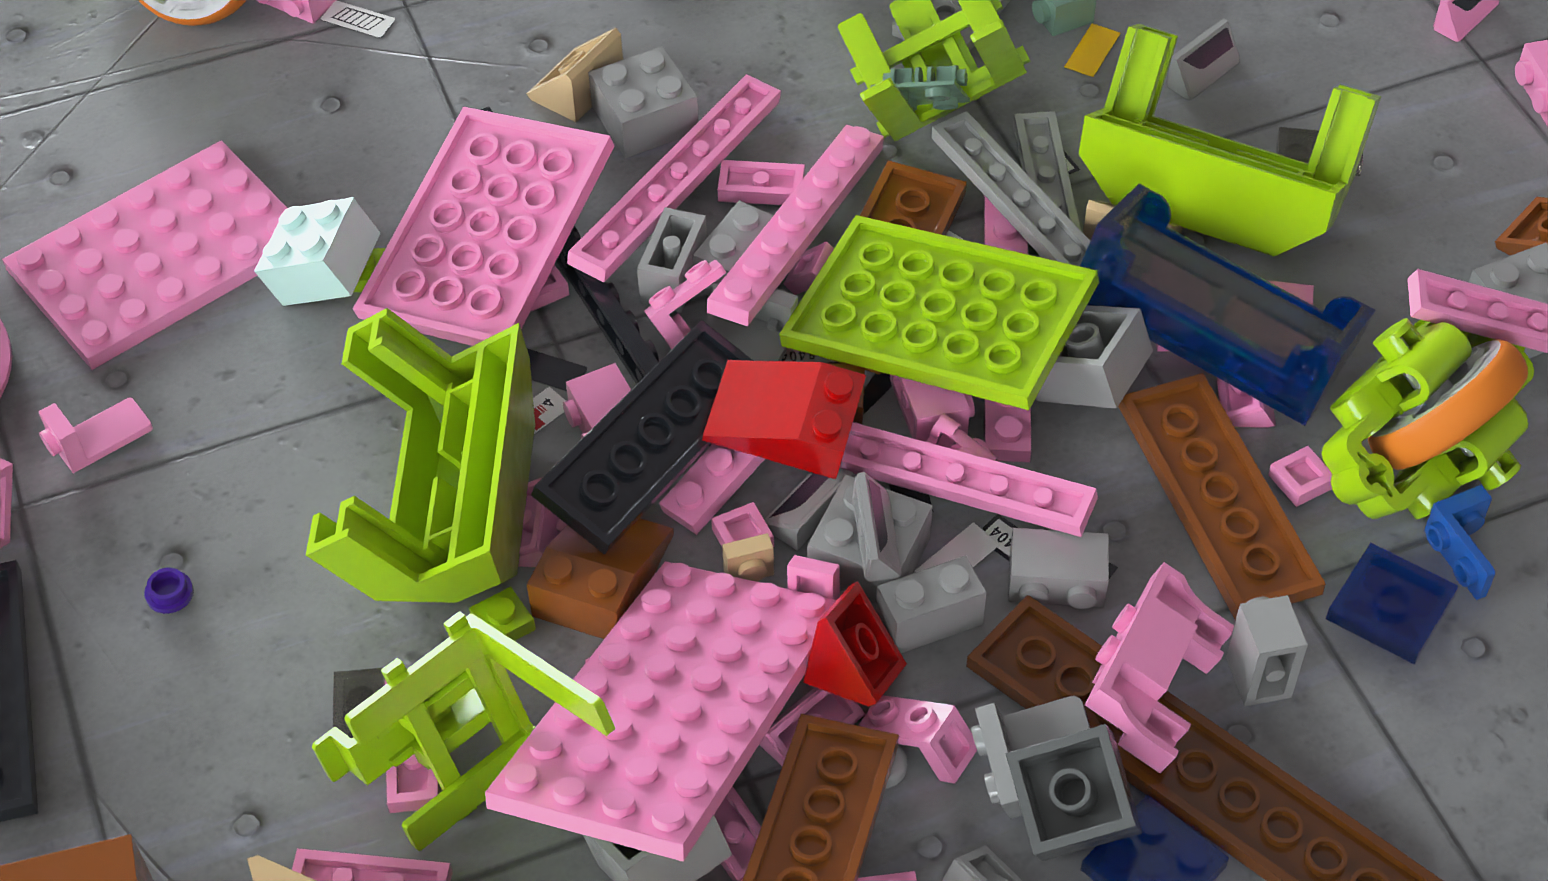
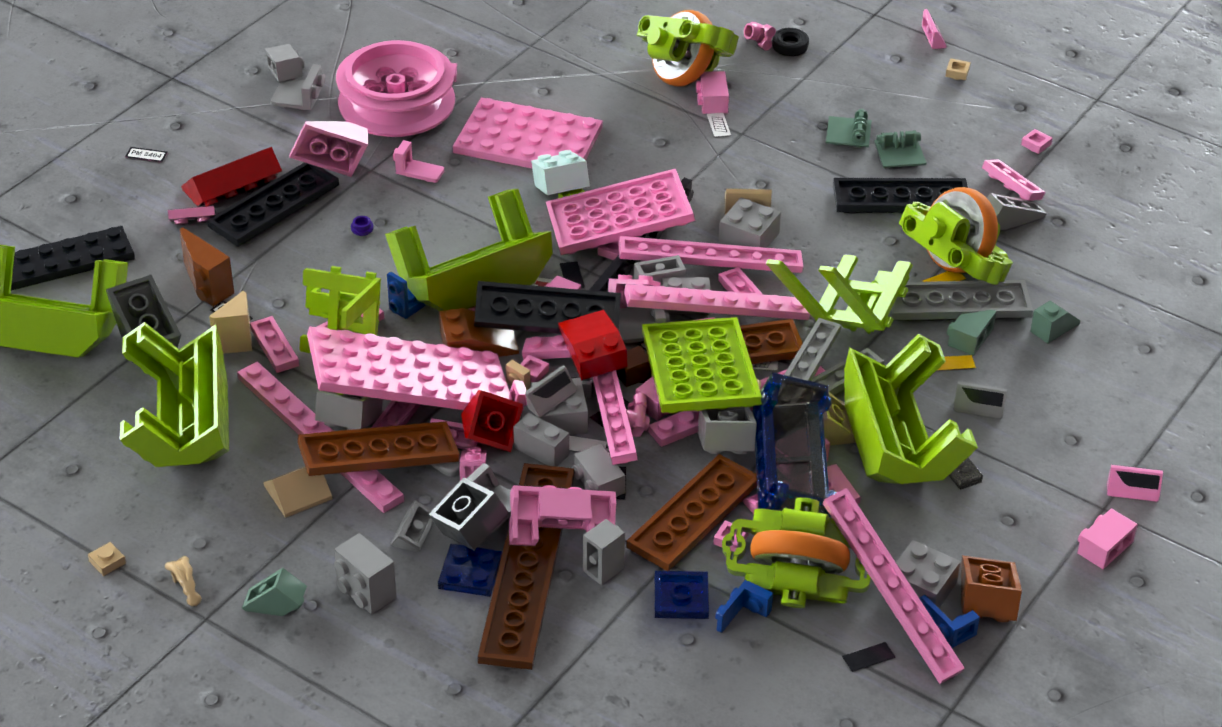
camera: 55 degrees right, 10 degrees down
(422, 621) = (400, 298): none -> blue bracket
(505, 613) = (427, 323): lime plate -> none
(943, 93) = (829, 298): sand green hinge -> none

